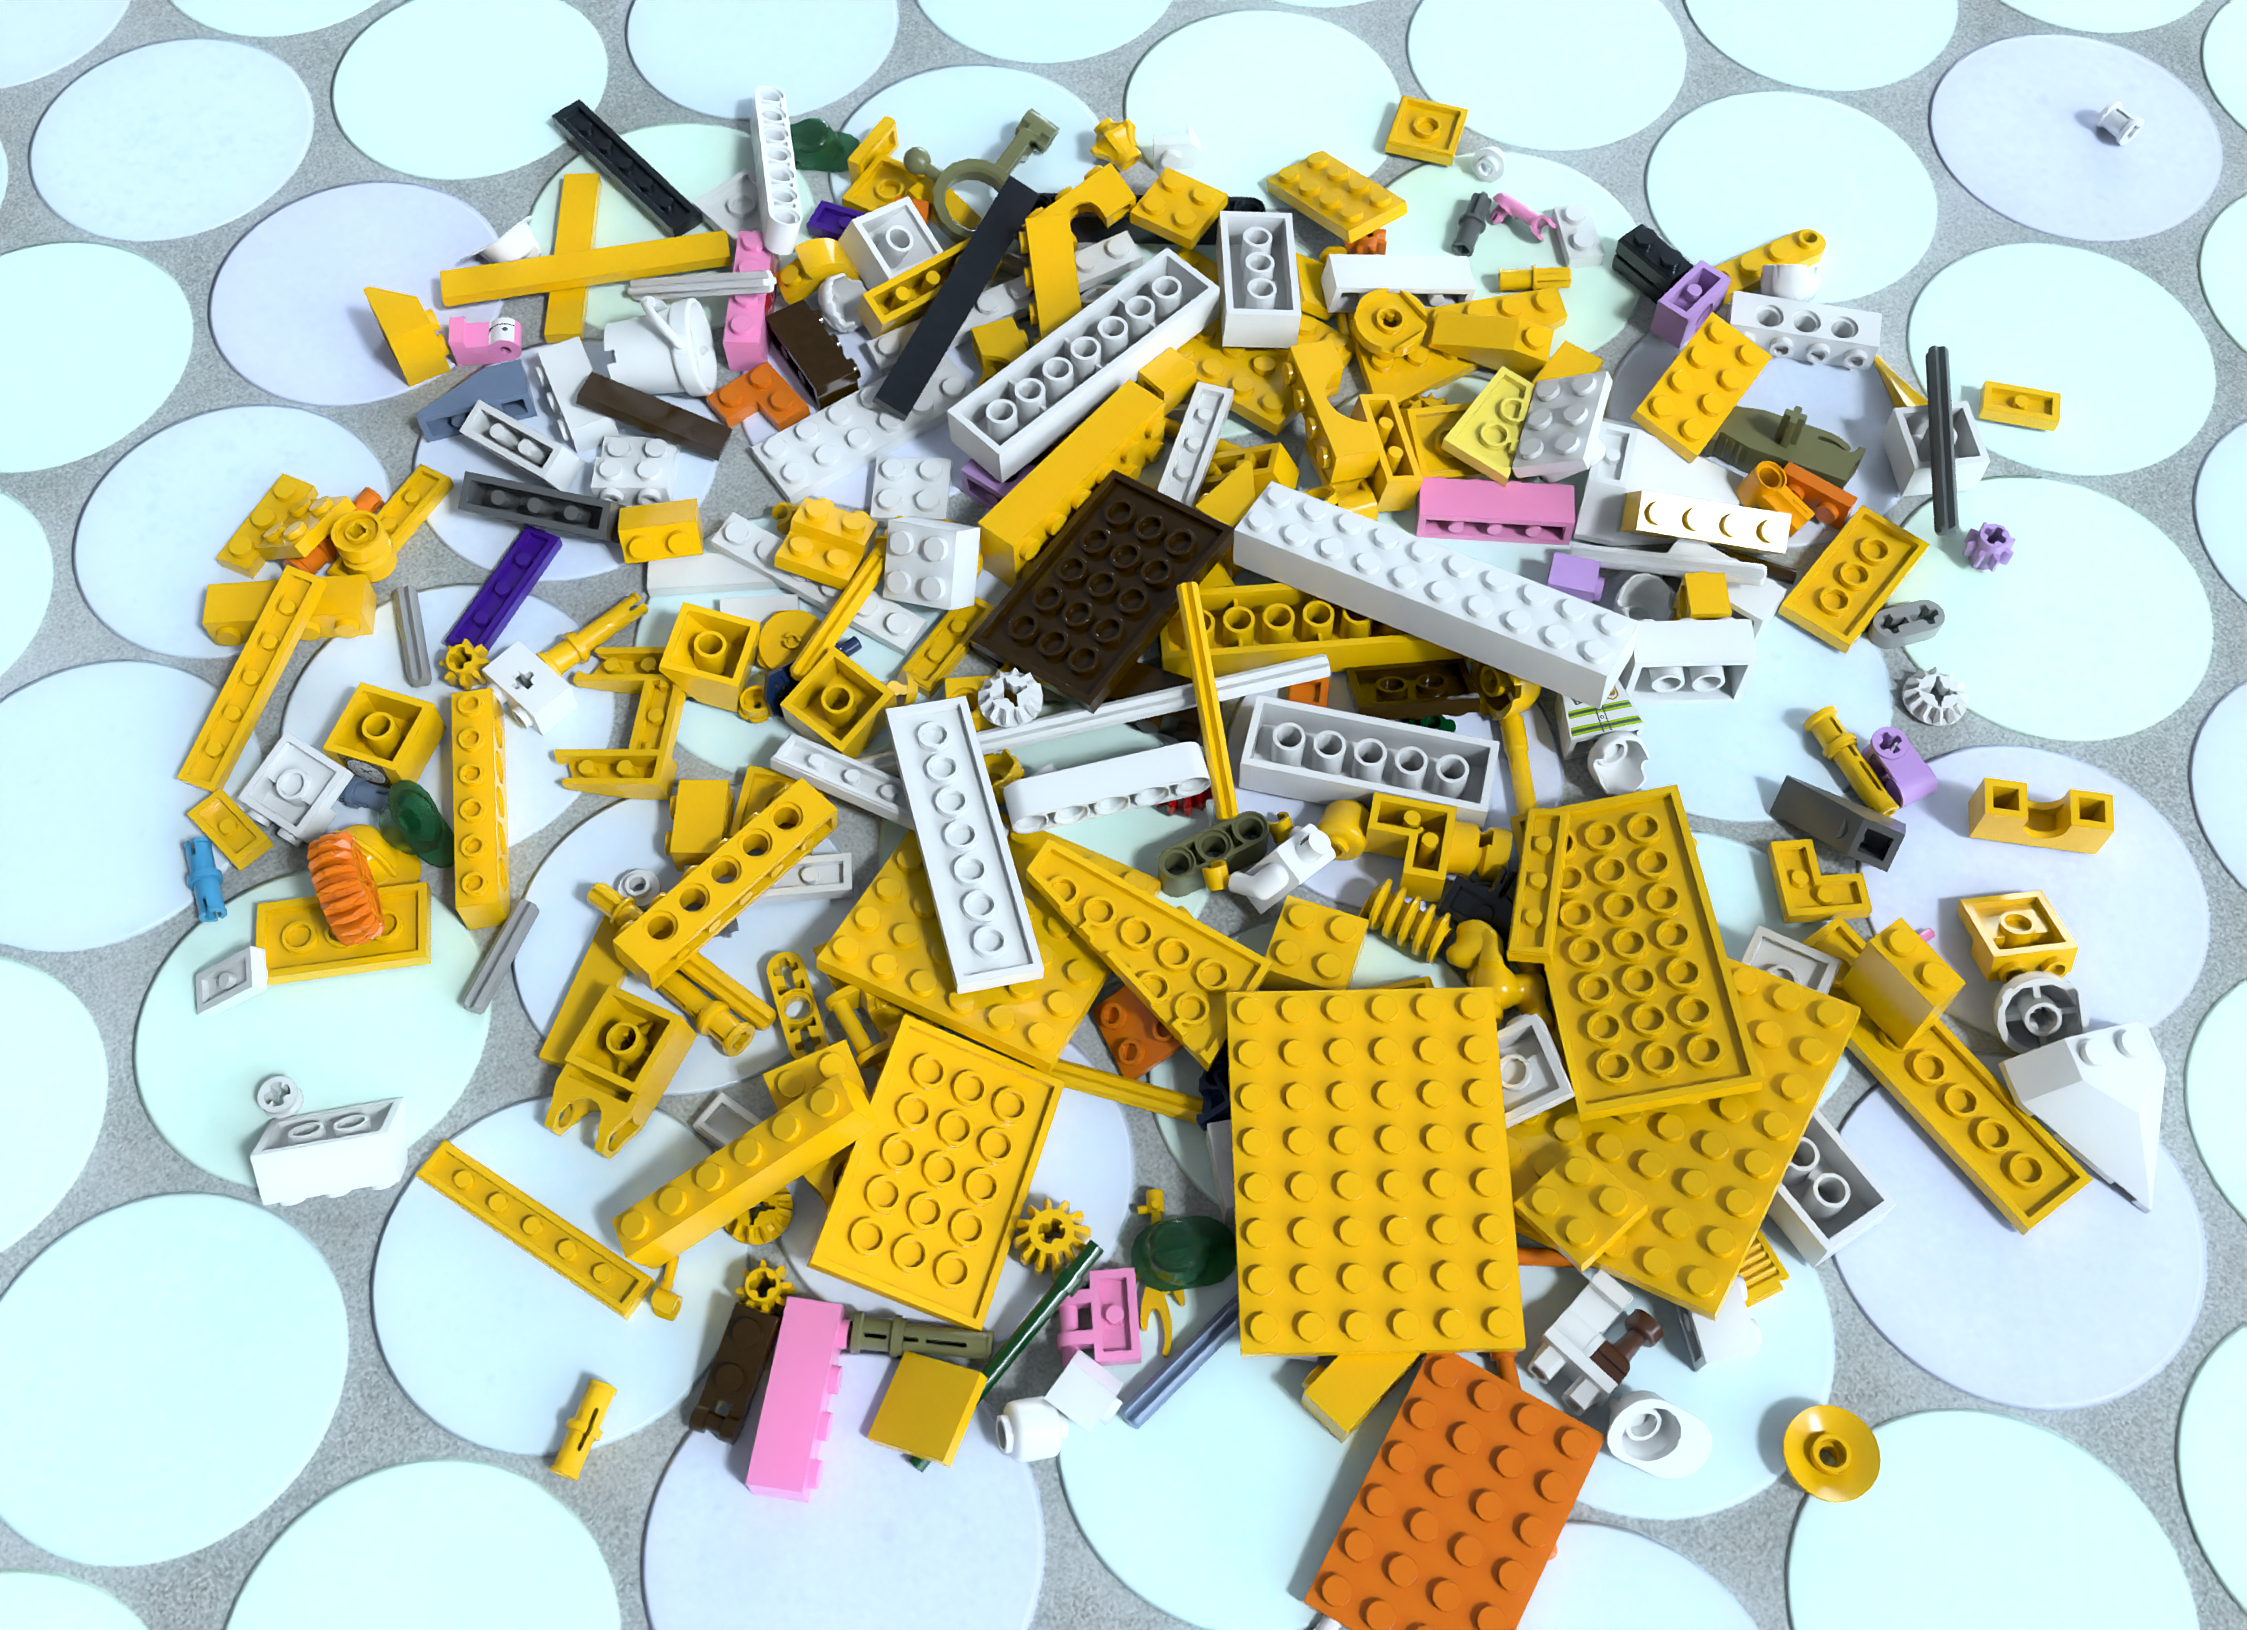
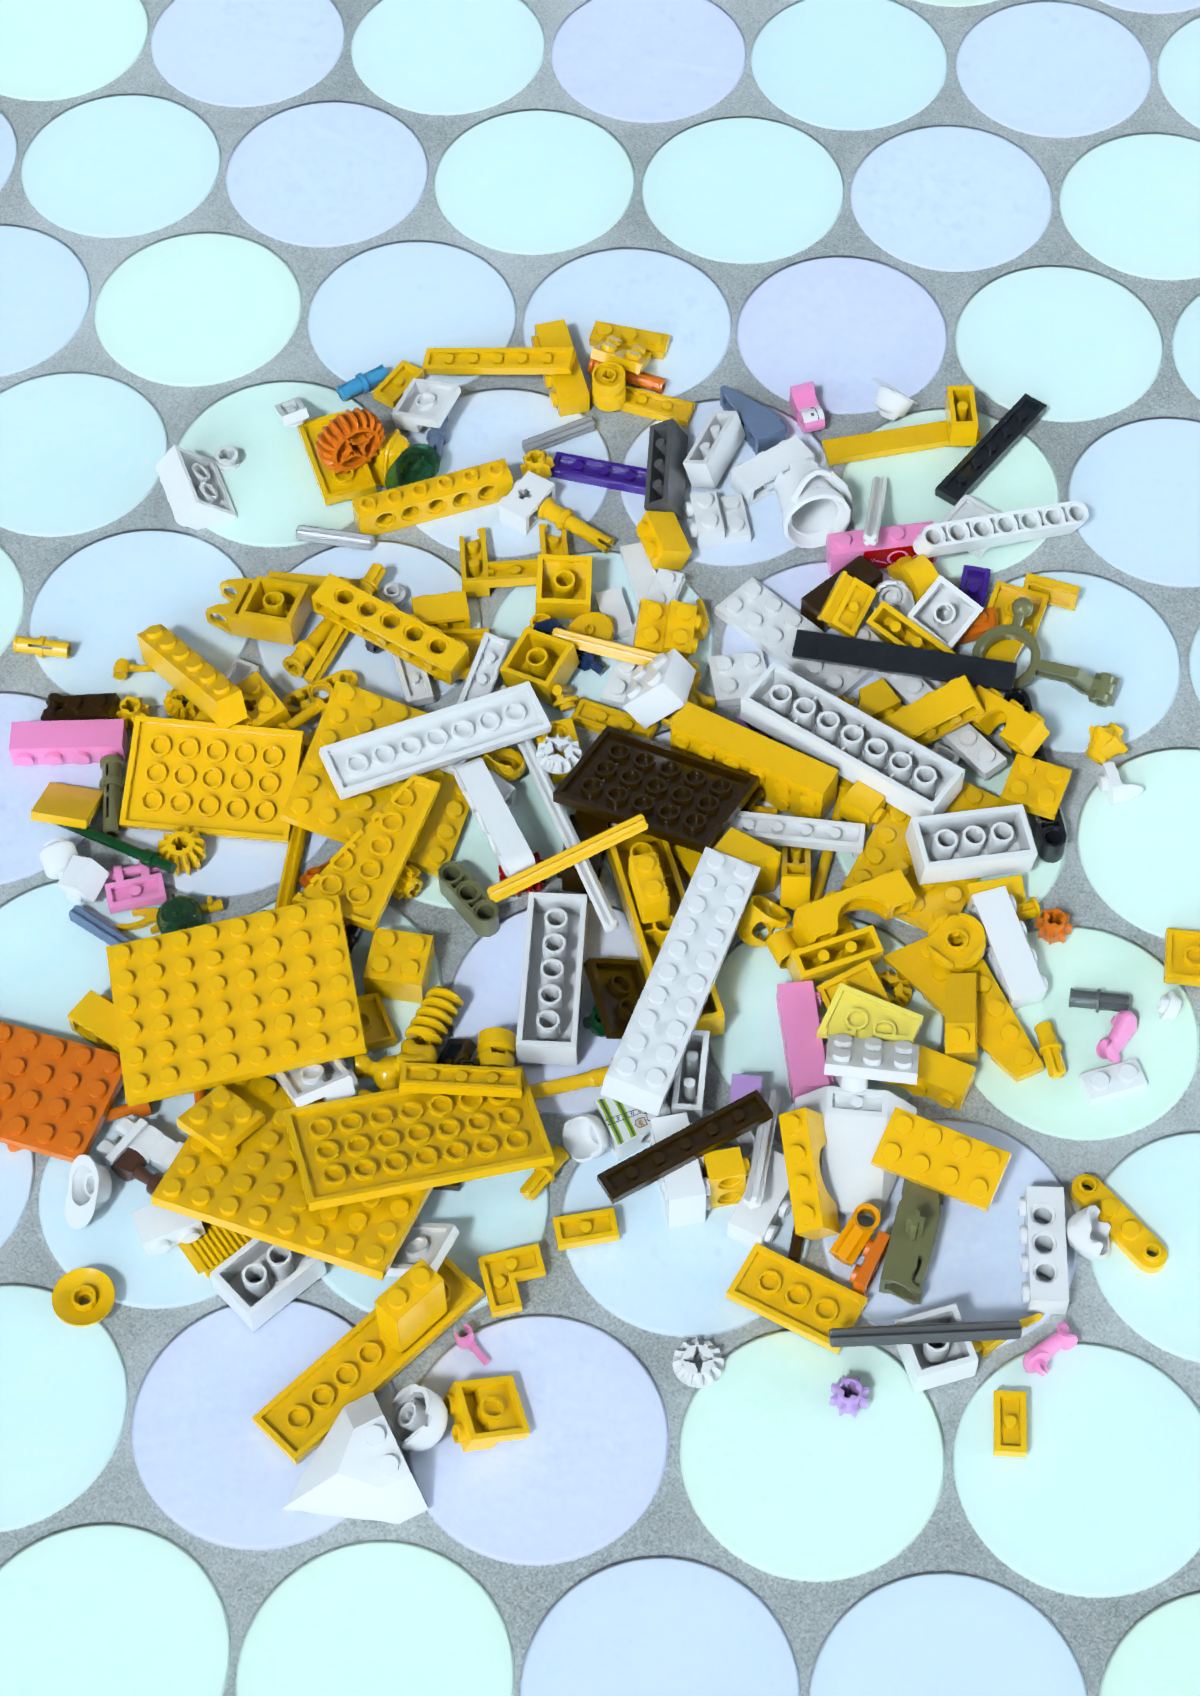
camera: 80 degrees right, 5 degrees down
(385, 735) = (470, 436): yellow brick -> none
(410, 334) = (787, 361): yellow slope -> none
(536, 1229) = (162, 595): yellow tile -> none
(575, 172) = (961, 415): none -> yellow brick
(585, 268) = (884, 447): yellow tile -> none
(654, 416) = (757, 514): dark brown tile -> none
(761, 391) = (803, 571): orange plate -> none
(820, 147) = (1052, 558): clear green piece -> none
(849, 338) = (847, 604): none -> yellow plate
(1276, 610) = (649, 887): none -> yellow brick
(1282, 870) = (457, 933): white torso -> none
(1310, 692) = (615, 943): orange tile -> none
(1336, 196) = (1089, 895): yellow plate -> none
(1346, 827) = (500, 973): yellow head -> none
(1419, 835) = (497, 1011): yellow brick -> none
(1649, 262) = (1084, 1132): black brick -> none
(1687, 630) = (684, 1146): none -> dark brown tile
(1689, 304) = (1044, 1158): lavender brick -> none
(1746, 788) = (585, 1229): none -> yellow plate
(1840, 822) = (556, 1295): dark grey slope -> none
(1842, 749) = (636, 1291): yellow pin -> none
(1901, 769) = (616, 1333): lavender piece -> none
(1904, 619) = (768, 1337): light grey beam -> none
(1919, 346) = (1039, 1355): none -> bright pink piece
(2074, 823) = (589, 1425): yellow arch -> none

